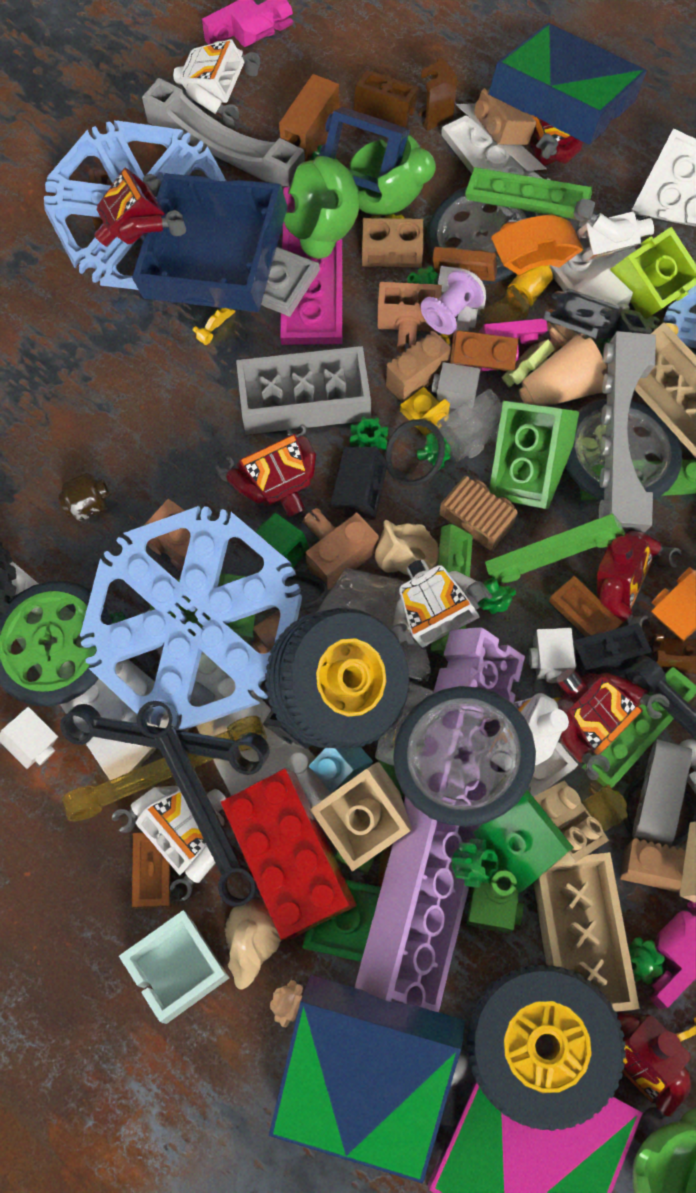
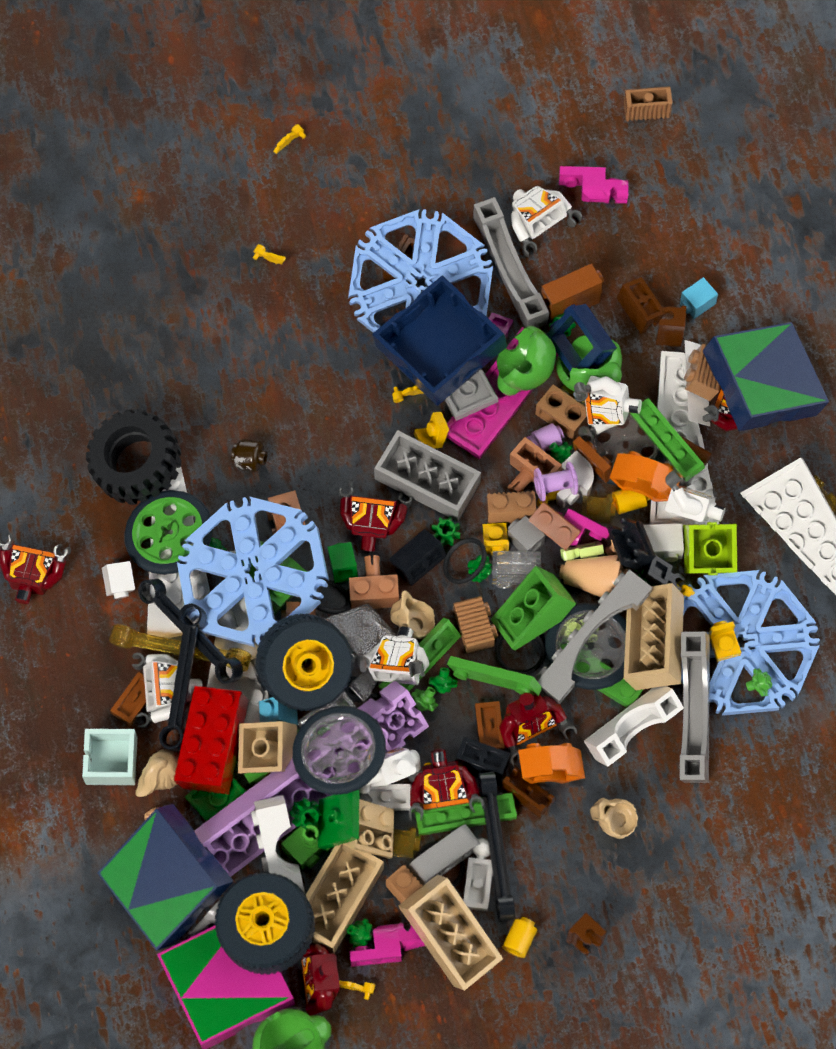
camera: 35 degrees right, 0 degrees up
(132, 210) = (404, 286): dark red torso -> none
(275, 338) = (435, 432): none -> yellow bracket
(396, 271) = (546, 436): none -> lavender brick
(433, 49) = (698, 298): none -> medium azure brick
(440, 196) = (605, 404): none -> torso
(452, 903) = (273, 821): none -> white arch
(494, 627) = (424, 699): none -> bright green plant
(552, 653) = (448, 736): white brick -> none
(576, 517) = (528, 671): none -> black tyre

